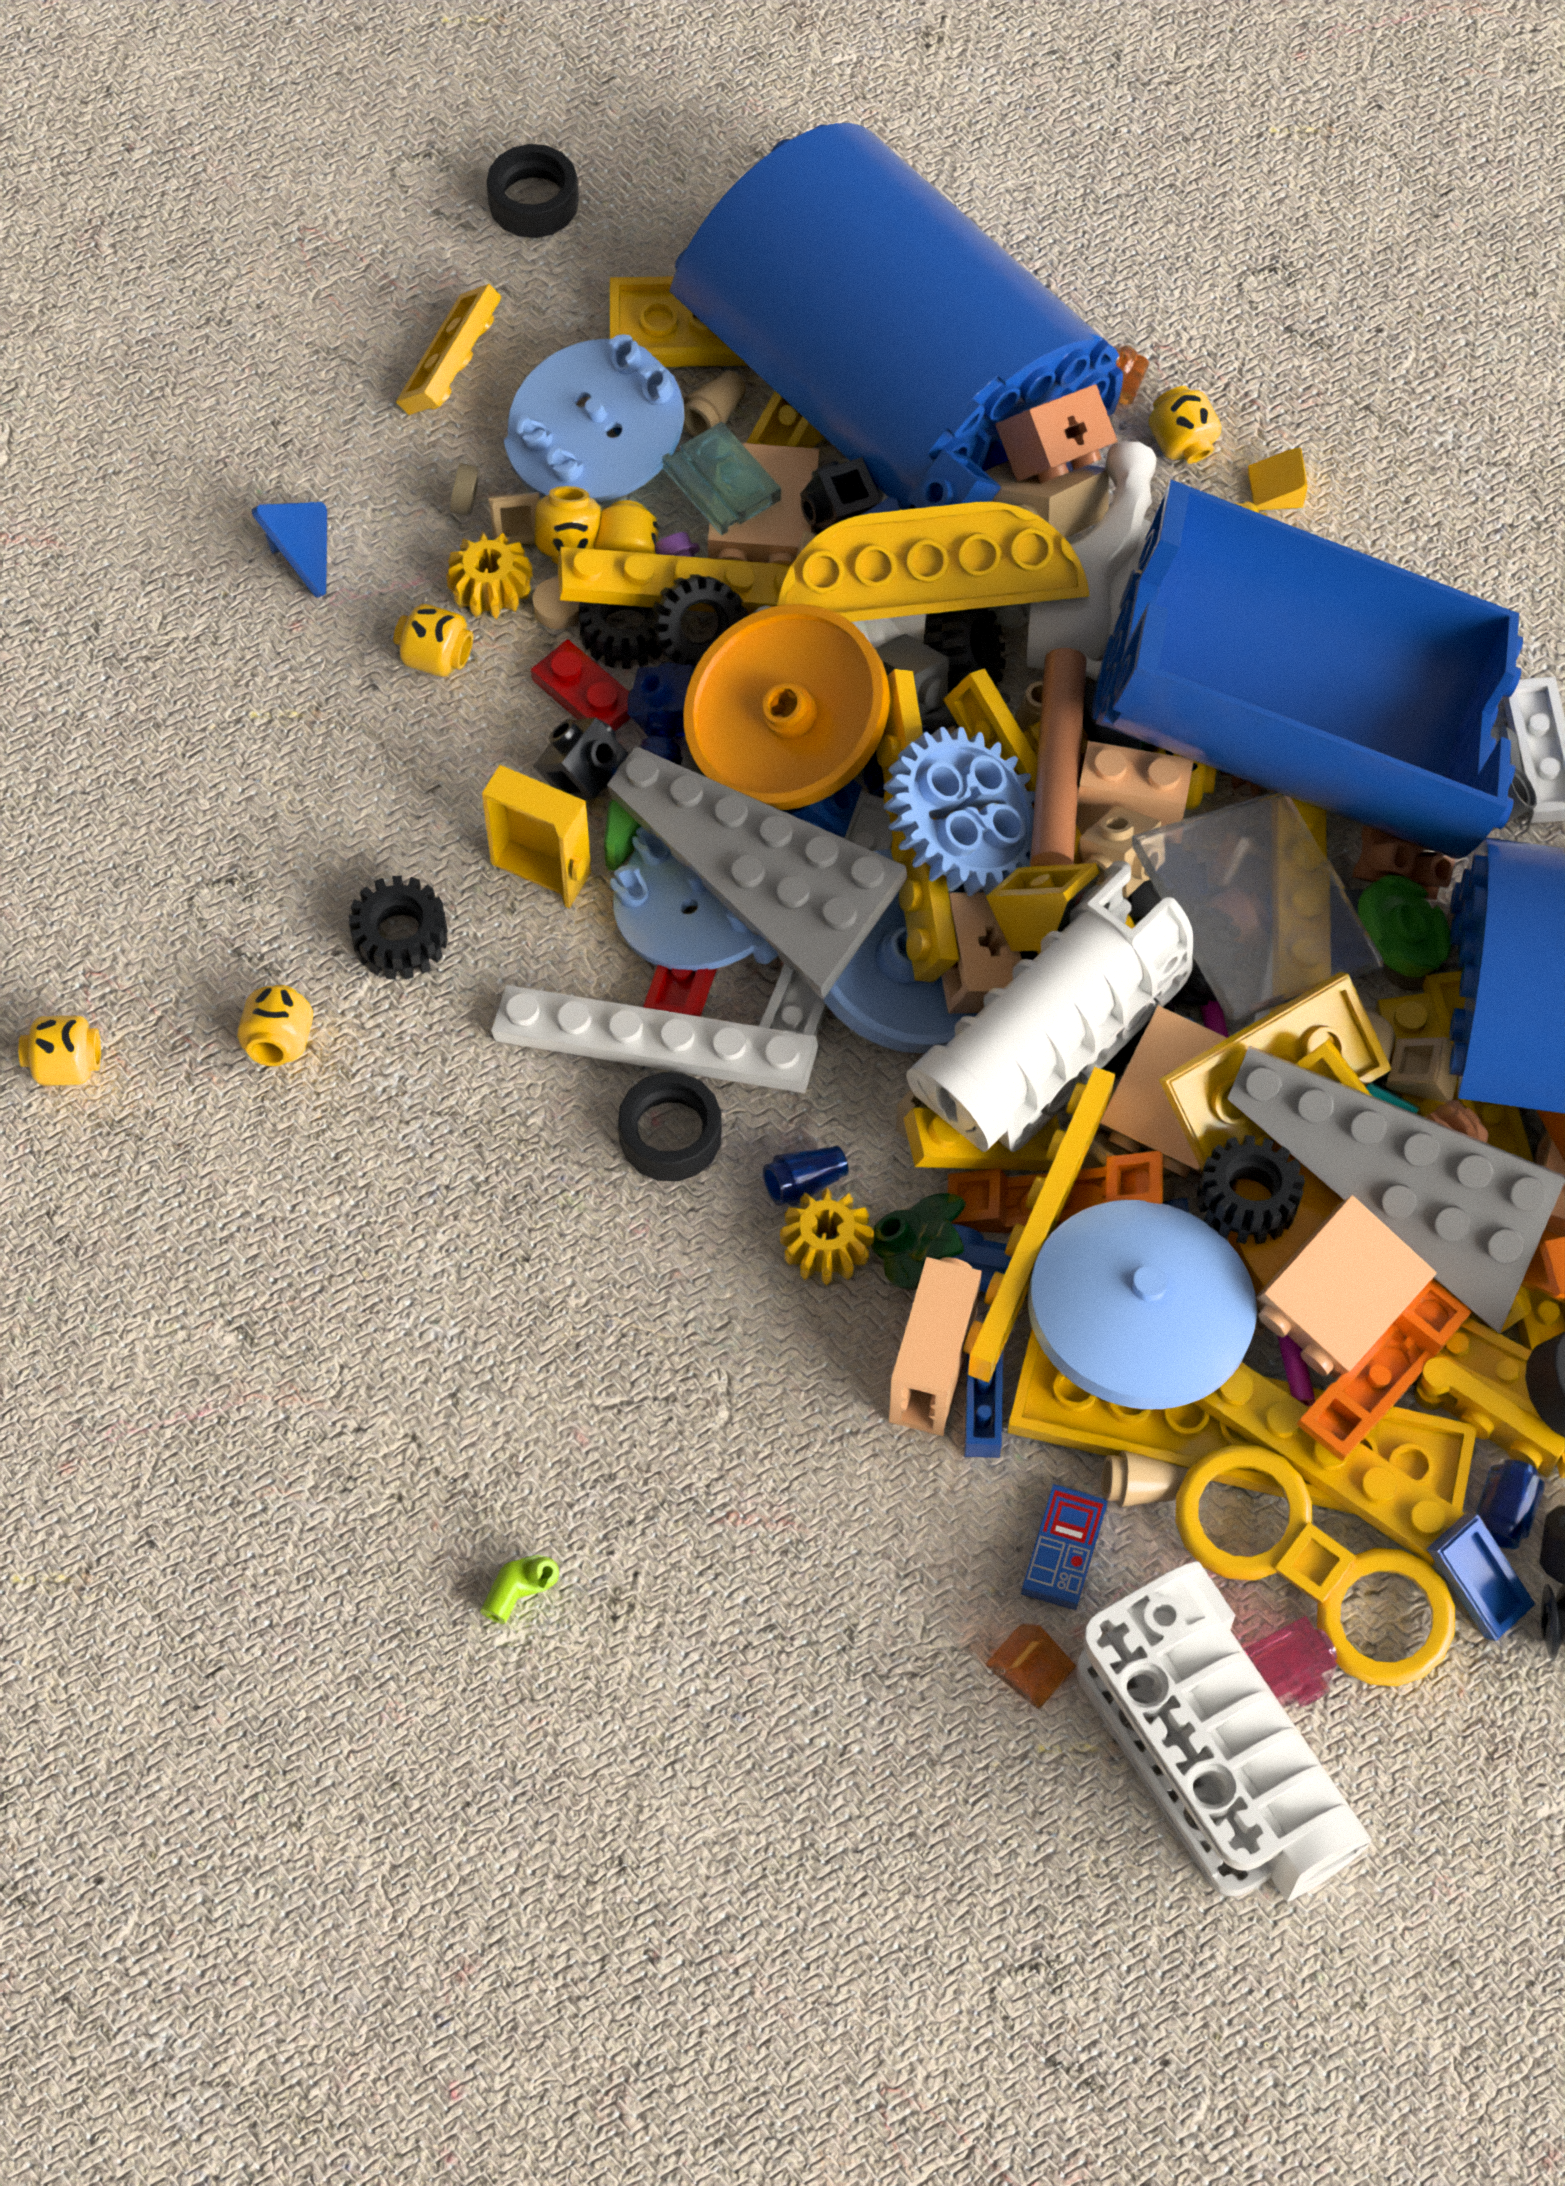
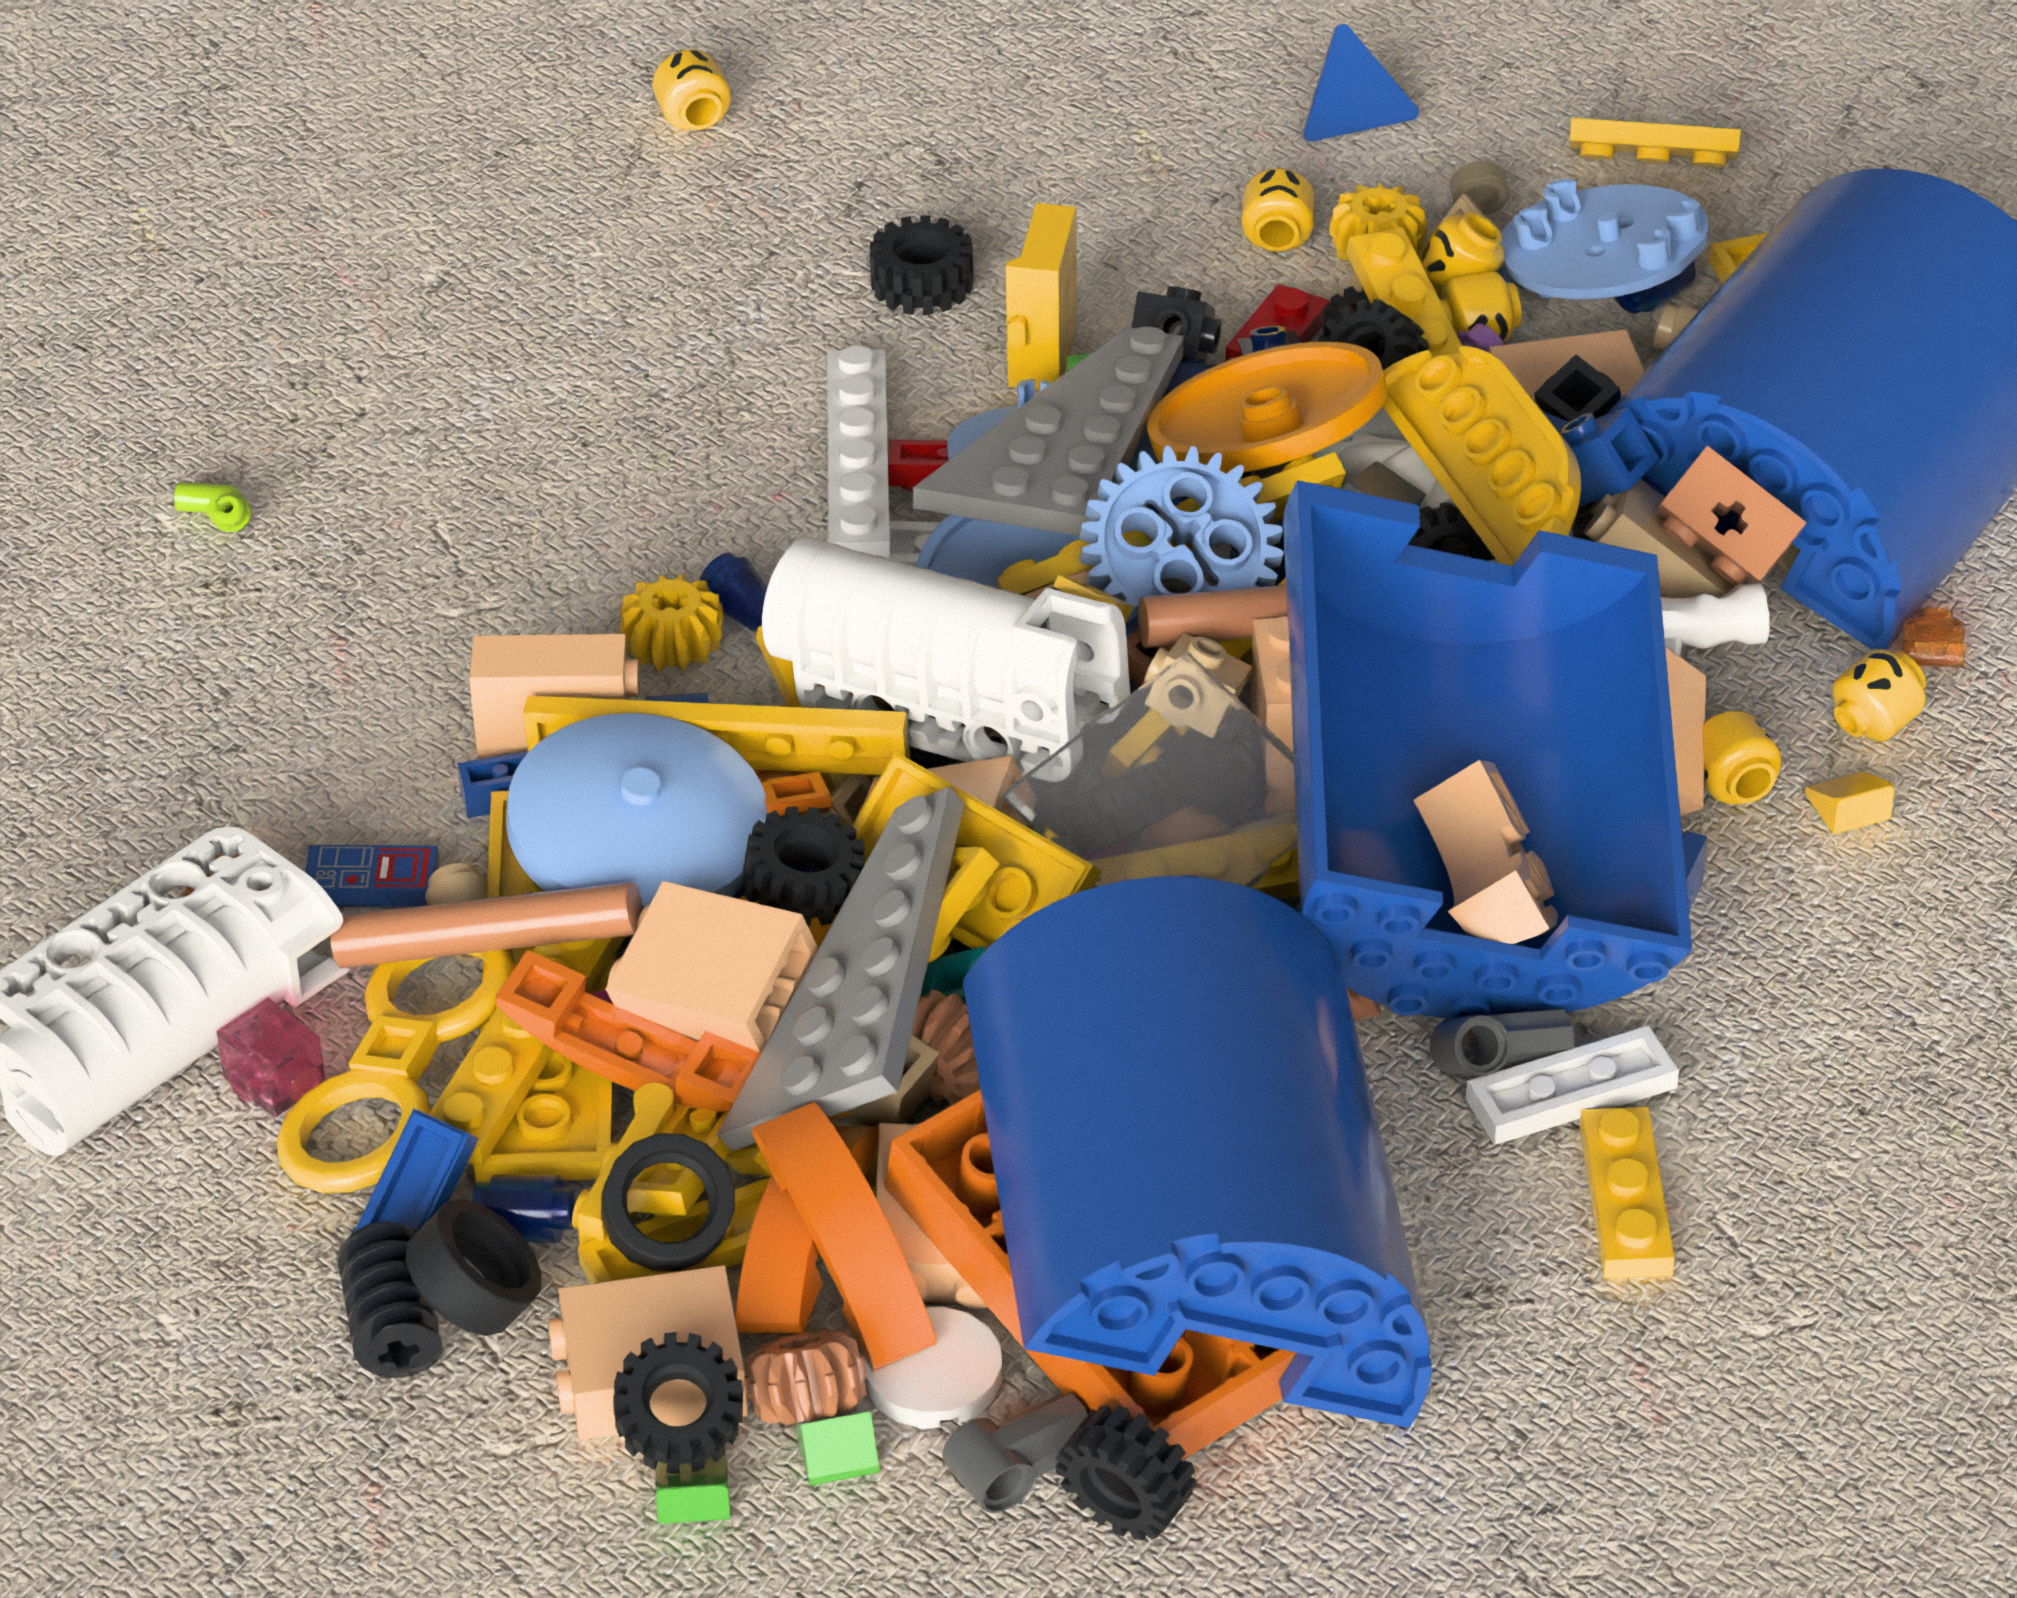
camera: 75 degrees right, 20 degrees down
(275, 1025) = (772, 209): yellow head -> none
(535, 162) = (1911, 128): black tyre -> none
(670, 1088) = (763, 521): black tyre -> none
(721, 478) = (1569, 325): clear light blue plate -> none
(911, 1235) = (692, 674): dark green plate -> none
(1233, 1445) = (487, 925): none -> piece
(1382, 716) = (1479, 837): none -> light nougat brick

